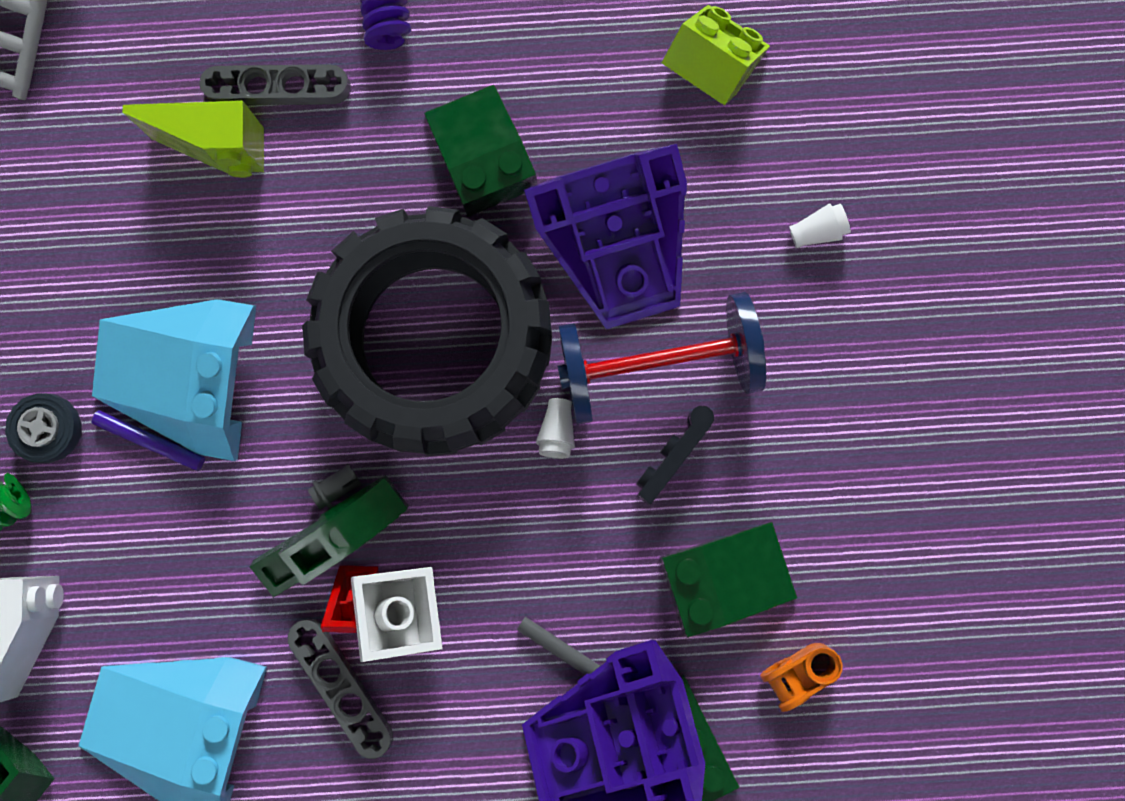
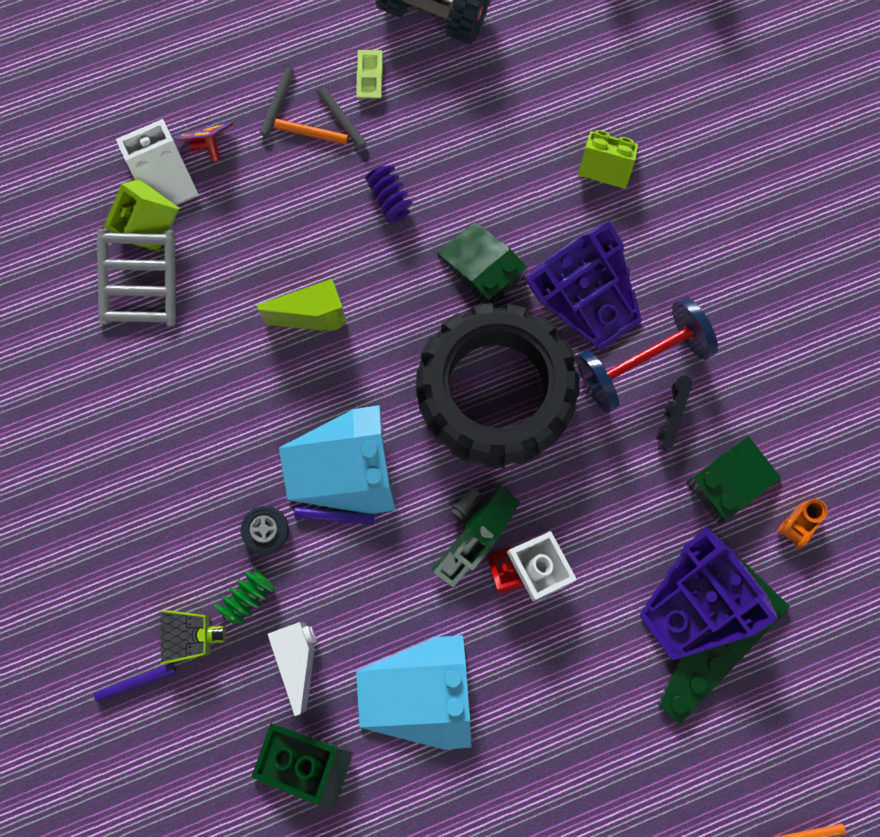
camera: 25 degrees left, 5 degrees down
(276, 77) = (334, 260): dark grey beam -> none
(334, 691) = (513, 635): dark grey beam -> none
(556, 432) = (594, 422): white cone -> none
(557, 646) = (643, 558): dark grey bar -> none
(821, 227) = (713, 243): white cone -> none

